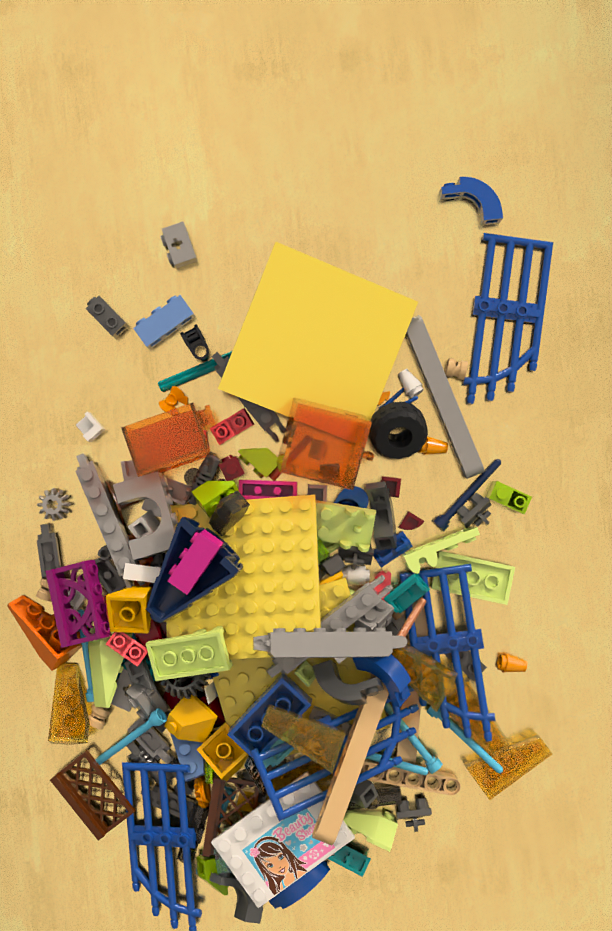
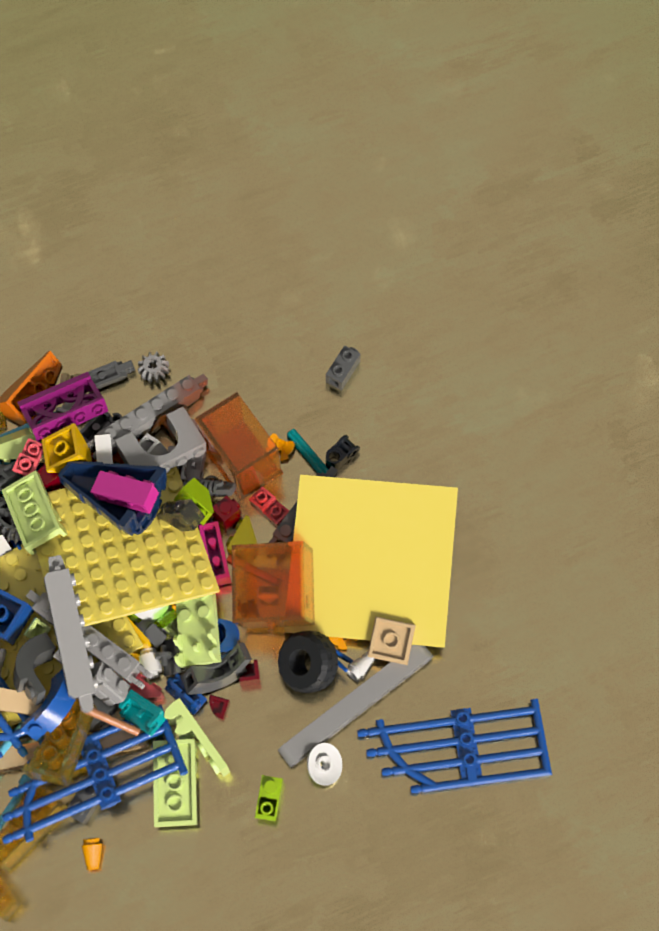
camera: 75 degrees right, 20 degrees down
(90, 427) = (234, 381): white panel -> none
(163, 321) = (353, 418): medium blue brick -> none
(172, 235) = (424, 420): light grey brick -> none
(318, 490) = (224, 604): light grey panel -> none
(399, 348) = (391, 641): none -> tan tile
(434, 446) = (302, 706): light orange cone -> none
(443, 521) = (227, 738): dark blue piece -> none
(456, 368) = (389, 708): tan wheel -> none
(478, 192) = (568, 695): blue arch -> none
(481, 505) = (244, 771): dark grey hips -> none
(490, 440) = (331, 764): none -> white dish

